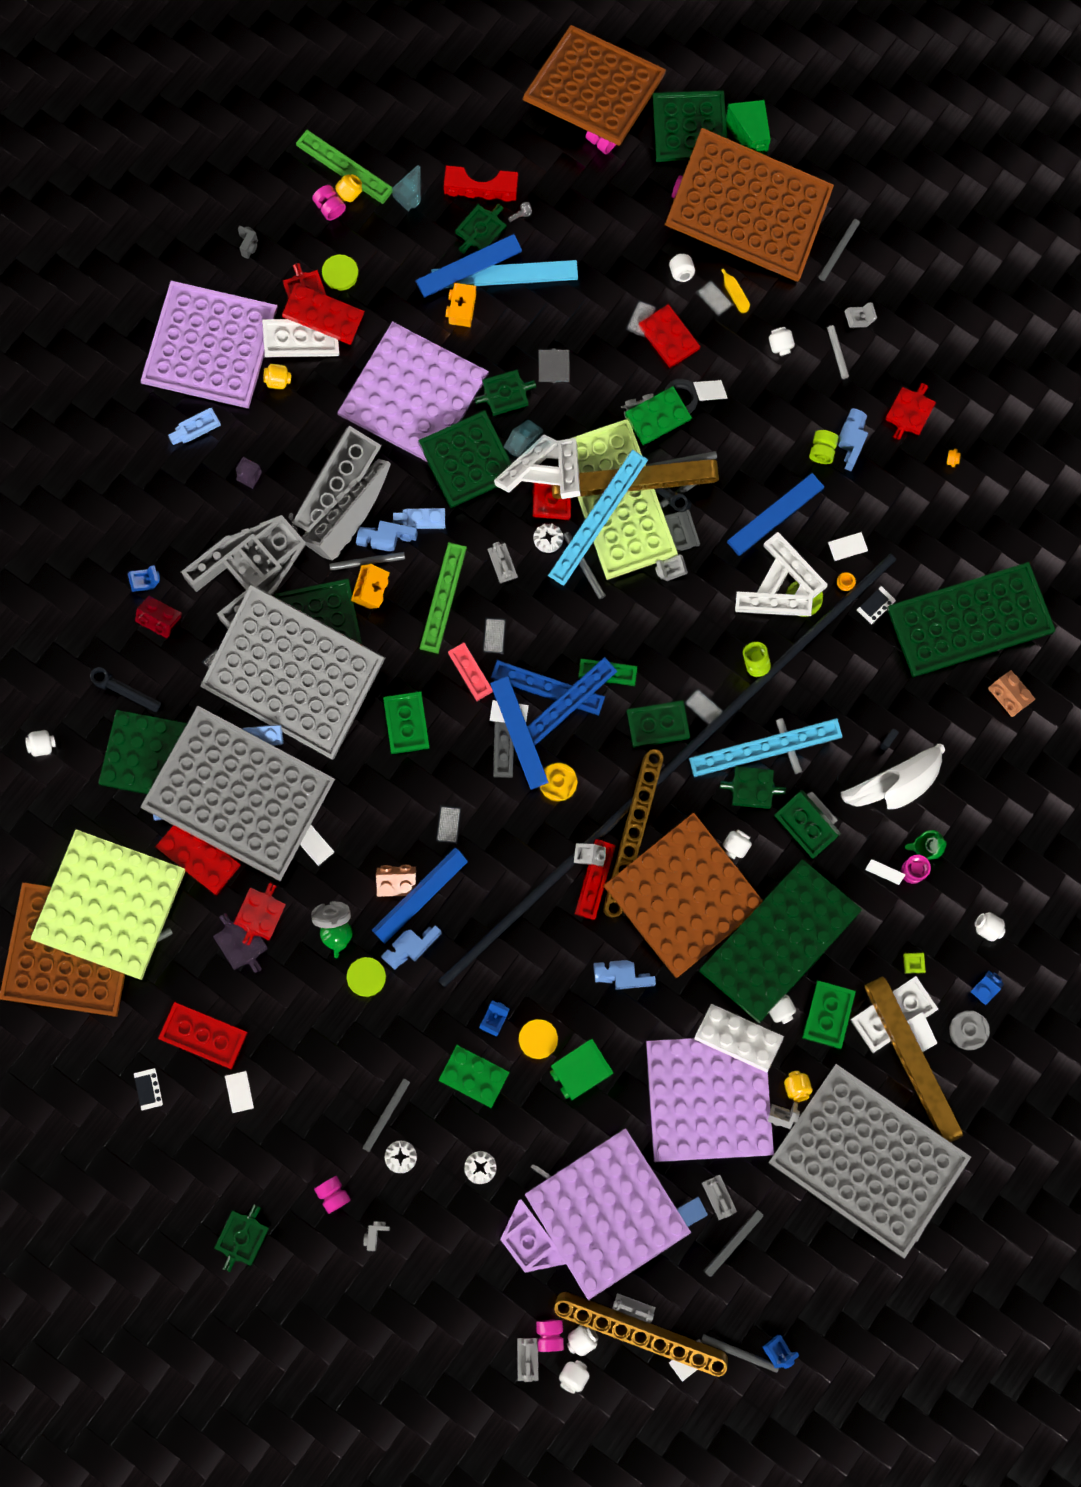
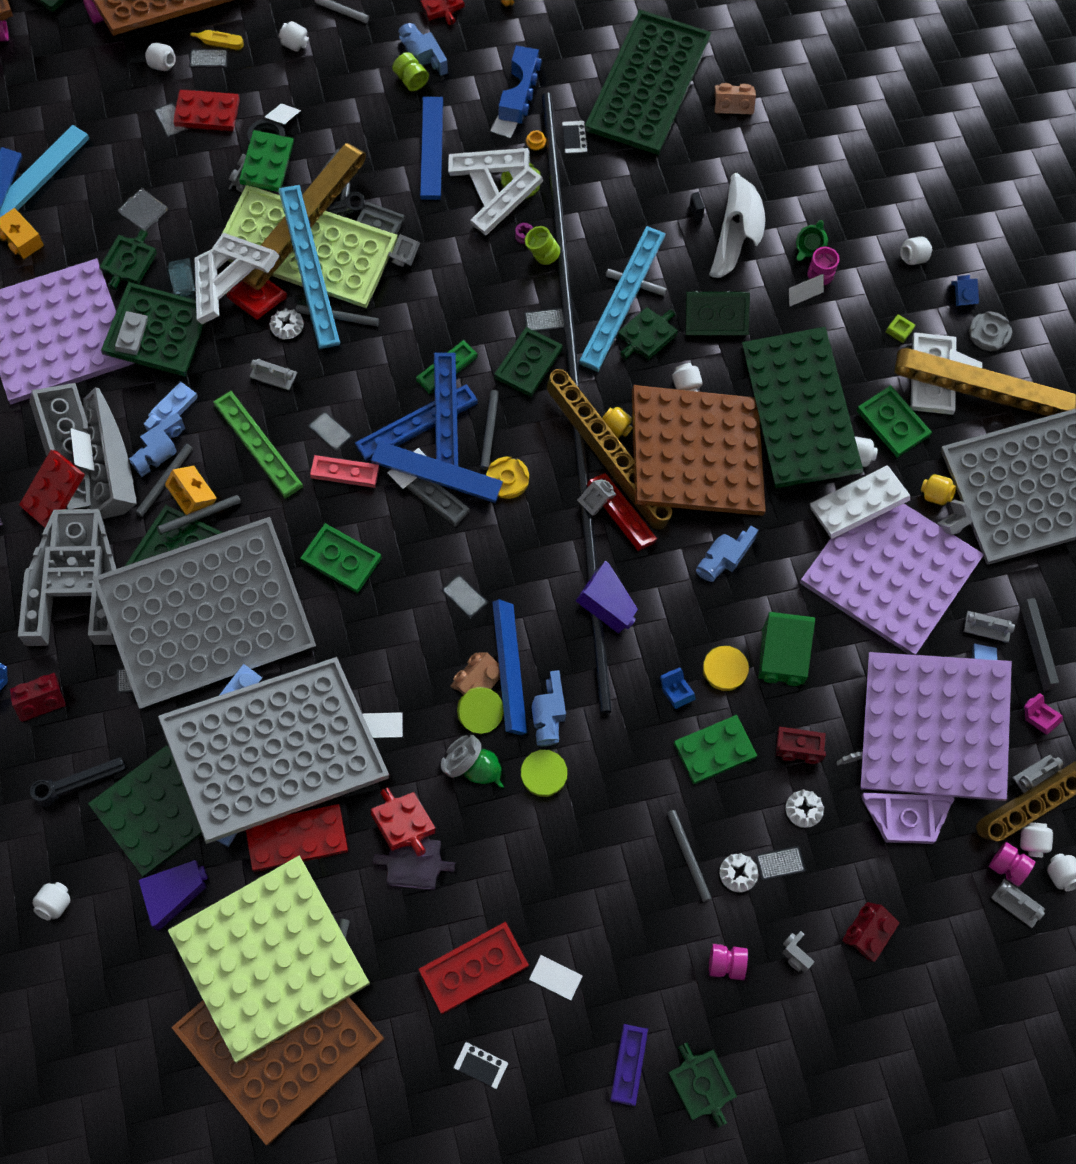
camera: 50 degrees left, 10 degrees down
(102, 809) = (172, 891): none -> dark purple slope
(219, 1182) = (629, 1065): none -> dark purple tile
(297, 499) = (51, 487): none -> red plate
(338, 493) = (82, 449): none -> white sticker
(358, 606) = (189, 518): none -> dark grey bar
(373, 901) = (480, 710): none -> lime tile
(429, 1273) = (871, 930): none -> dark red bracket
(430, 1179) = (780, 863): none -> sticker
(446, 448) = (131, 333): none -> light grey plate
(519, 922) = (608, 599): none -> dark purple slope
(522, 1131) = (800, 744): none -> dark red bracket
(584, 740) = (489, 430): none -> dark grey bar
(660, 822) = (618, 421): none -> yellow head
(679, 1281) = (1041, 715): none -> dark pink bracket
(766, 635) = (522, 227): none -> magenta bush
(862, 541) = (513, 102): none -> blue arch

